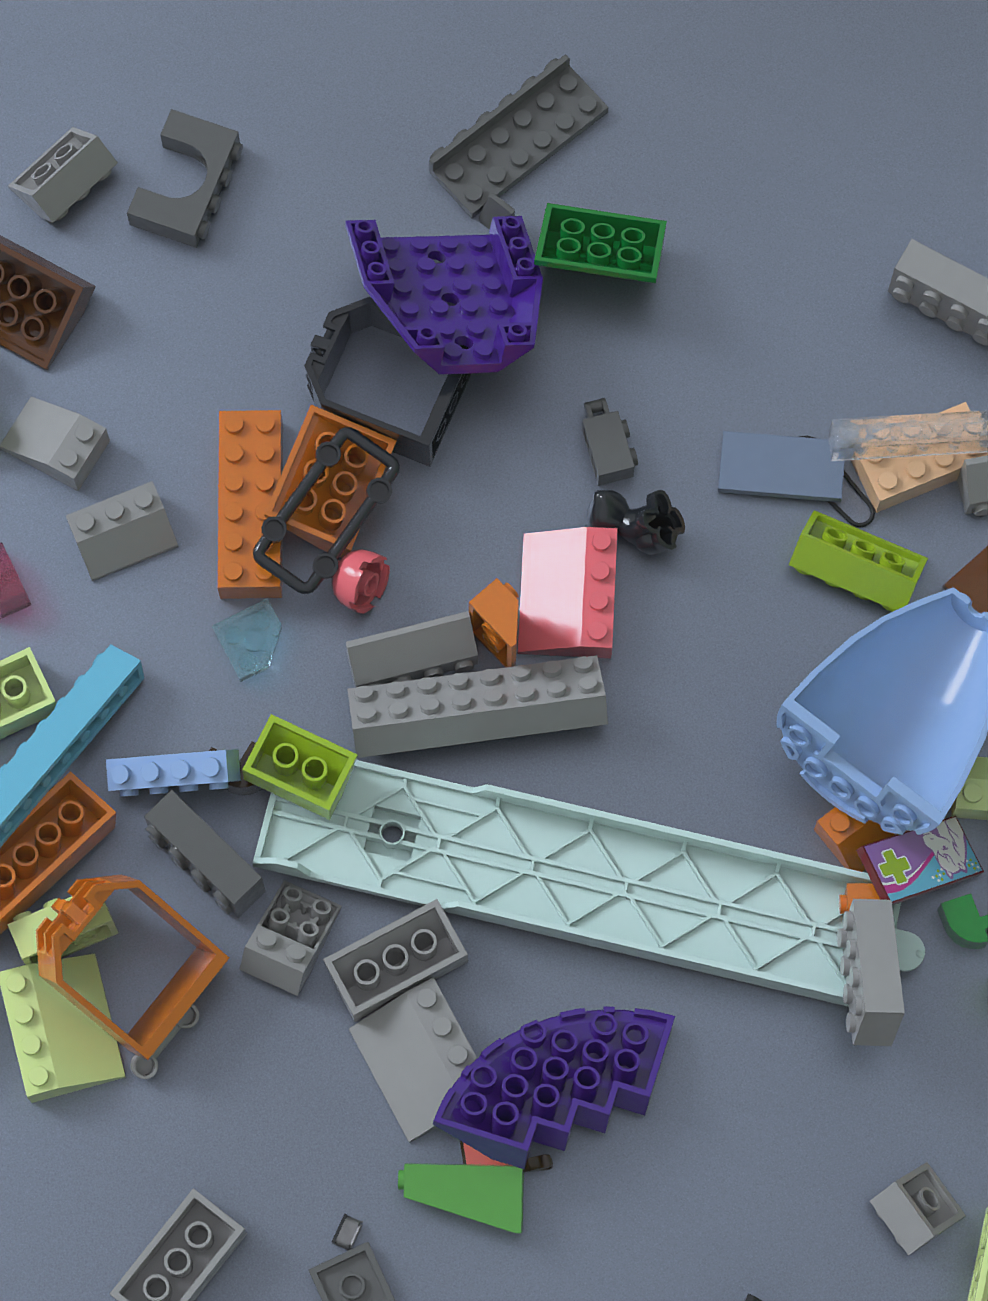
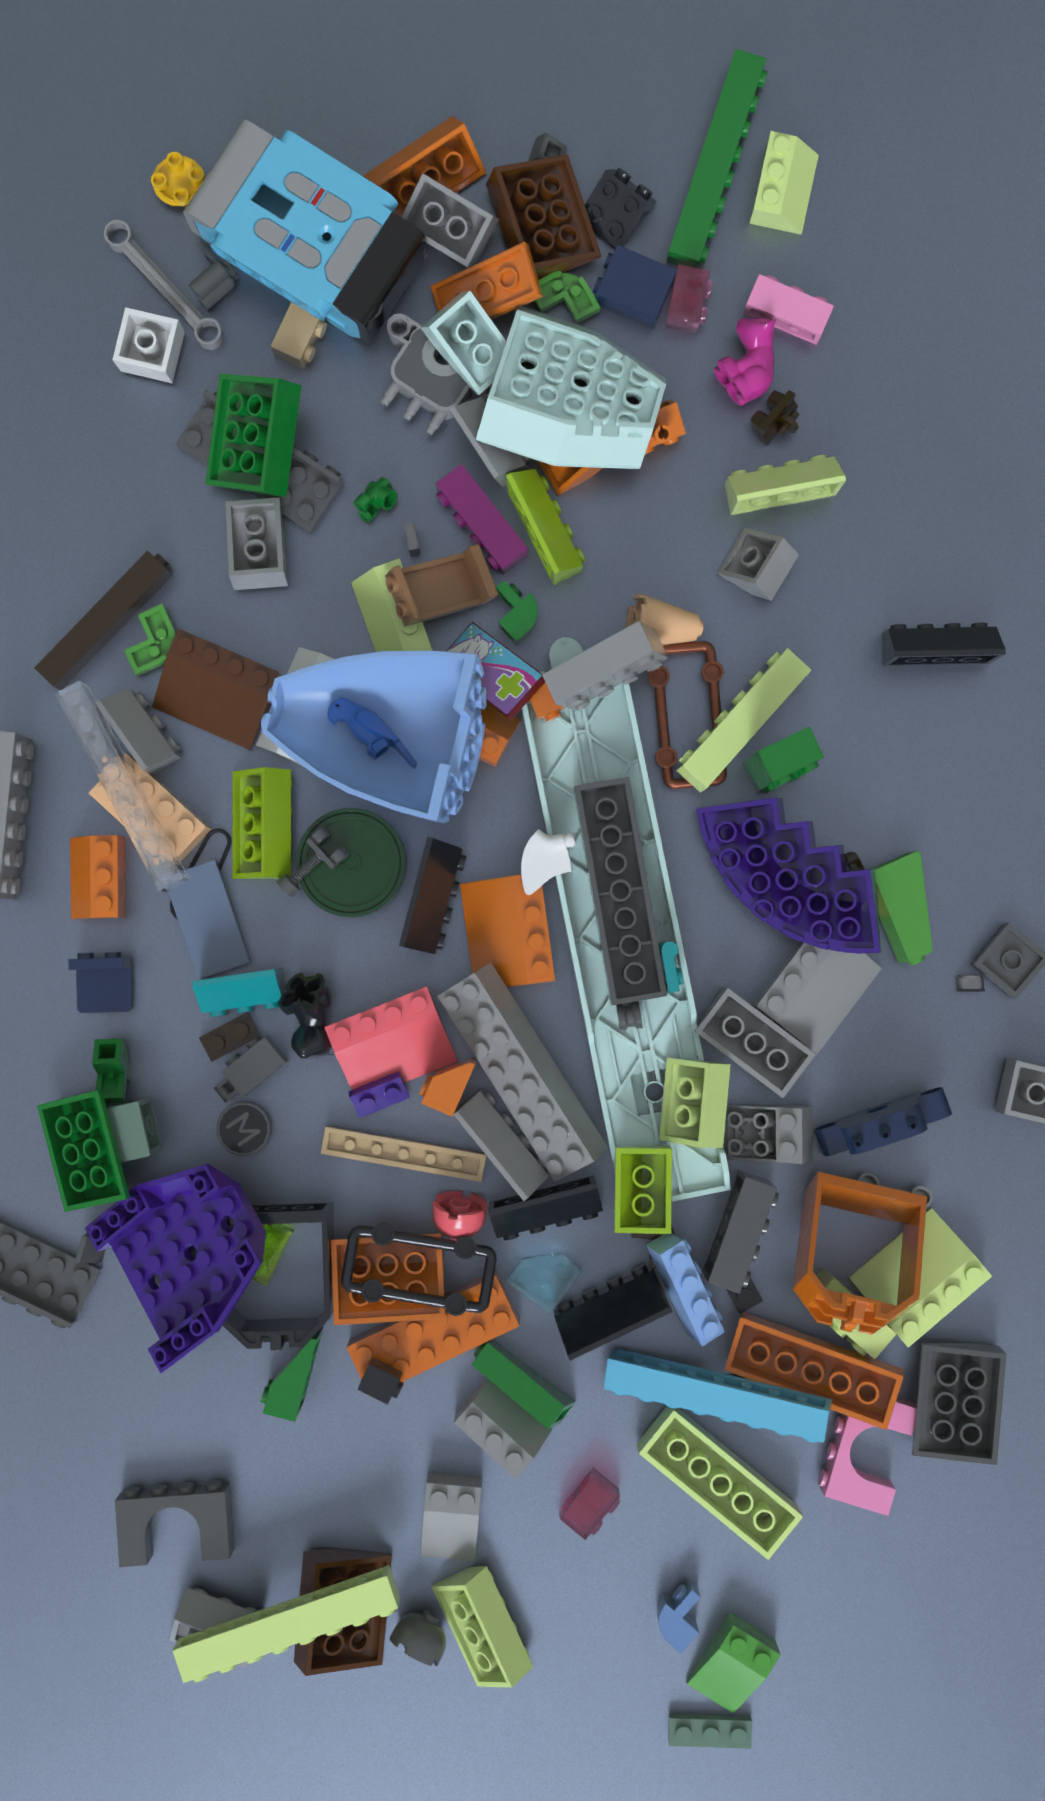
camera: 115 degrees left, 15 degrees up
(40, 236) = (286, 1624): none -> yellowish green brick
(132, 836) = (747, 1298): none -> black plate
(152, 569) = (523, 1384): none -> green slope
(189, 684) = (611, 1311): none -> black slope
(232, 424) = (381, 1381): none -> black brick
(244, 1059) = (883, 1123): none -> dark blue piece
(267, 342) = (287, 1391): none -> green slope
(324, 668) = (545, 1207): none -> black slope
(362, 864) = (694, 1103): none -> yellowish green slope
(410, 378) = (275, 1245): none -> clear neon green brick
(448, 553) = (403, 1153): none -> tan plate
(485, 837) = (629, 1016): none -> dark grey wheel
(513, 895) = (672, 974): none -> teal plate
(520, 556) = (379, 1094): none -> dark purple plate
(548, 411) = (243, 1128): none -> black tile
(599, 303) = (135, 1129): none -> sand green brick
(623, 885) = (620, 891): none -> dark grey brick
(632, 765) = (508, 930): none -> orange slope
(649, 437) = (229, 1036): none -> dark brown plate
(669, 310) = (112, 1068): none -> green brick
(685, 1116) = (784, 761): none -> green brick
(692, 822) = (545, 858): none -> white arm
(693, 462) = (239, 991): none -> teal slope
(705, 692) = (432, 896): none -> black slope
(726, 1070) = (658, 679): none -> copper bar
(750, 1108) = (743, 720): none -> yellowish green brick
(762, 338) = (103, 982): none -> dark blue bracket
(775, 631) = (367, 876): none -> dark green brick
(781, 558) = (290, 883): none -> dark grey bar
(873, 378) = (98, 877): none -> orange slope
(895, 1072) = (670, 622): none -> light nougat cone
(911, 698) = (368, 729): none -> blue animal

